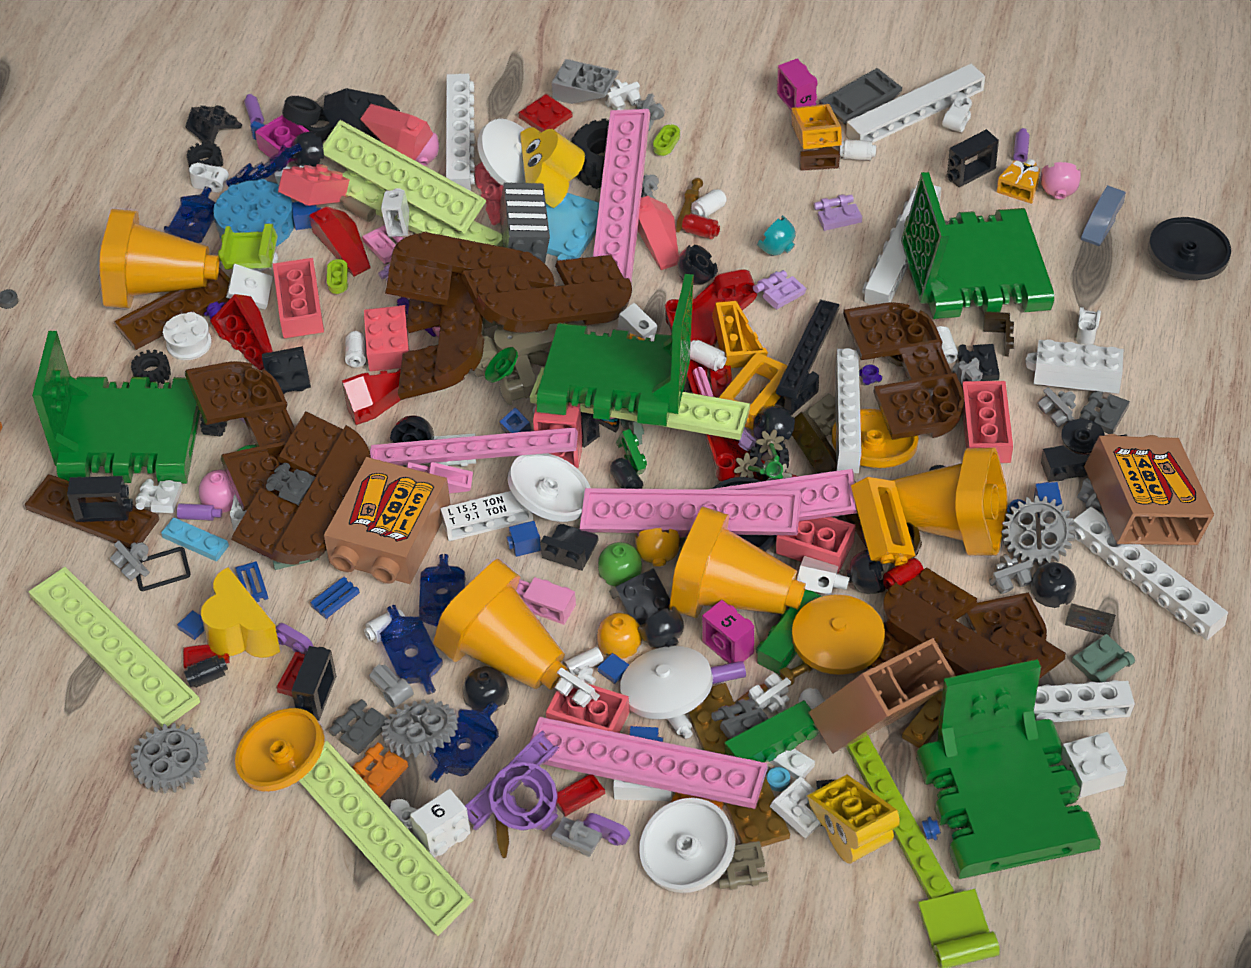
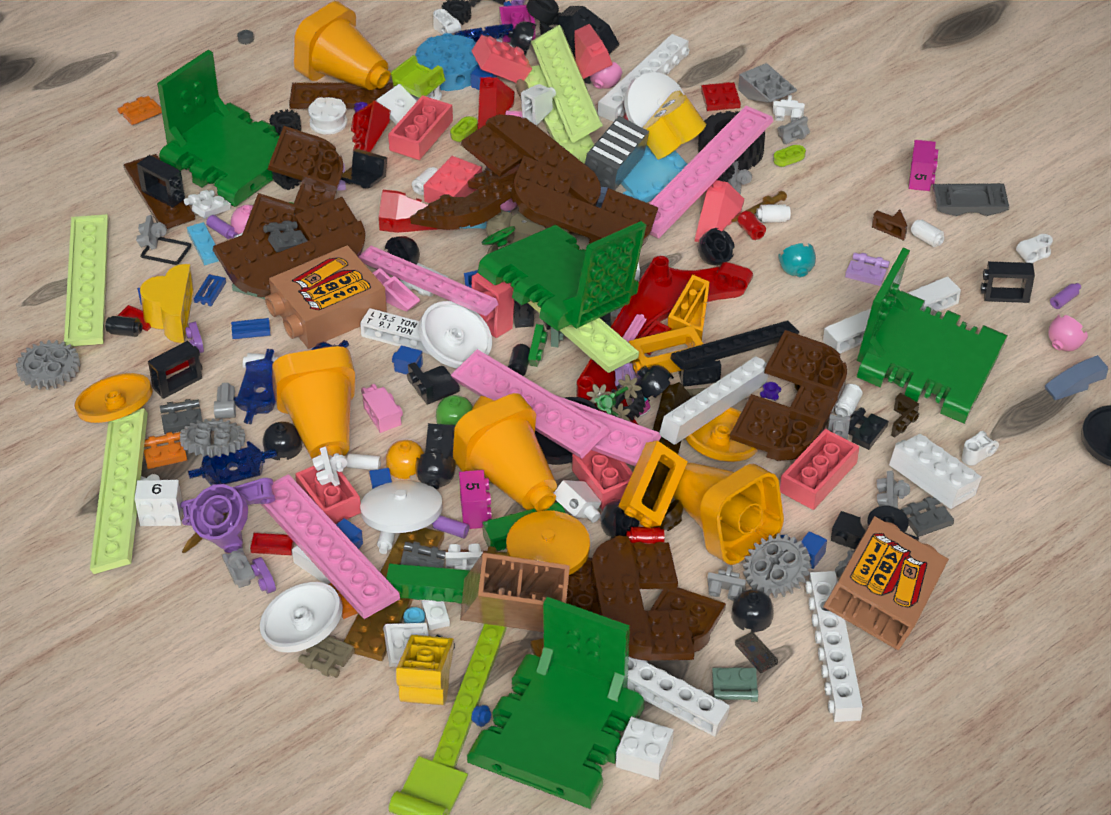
camera: 35 degrees right, 5 degrees down
(196, 210) = (406, 46): clear blue plate -> none
(707, 355) = (655, 309): white head -> none
(784, 290) = (763, 297): lavender plate -> none
(826, 123) = (903, 195): light orange piece -> none
(916, 105) = (1008, 224): white brick -> none
(1020, 180) = (1034, 318): light orange torso -> none

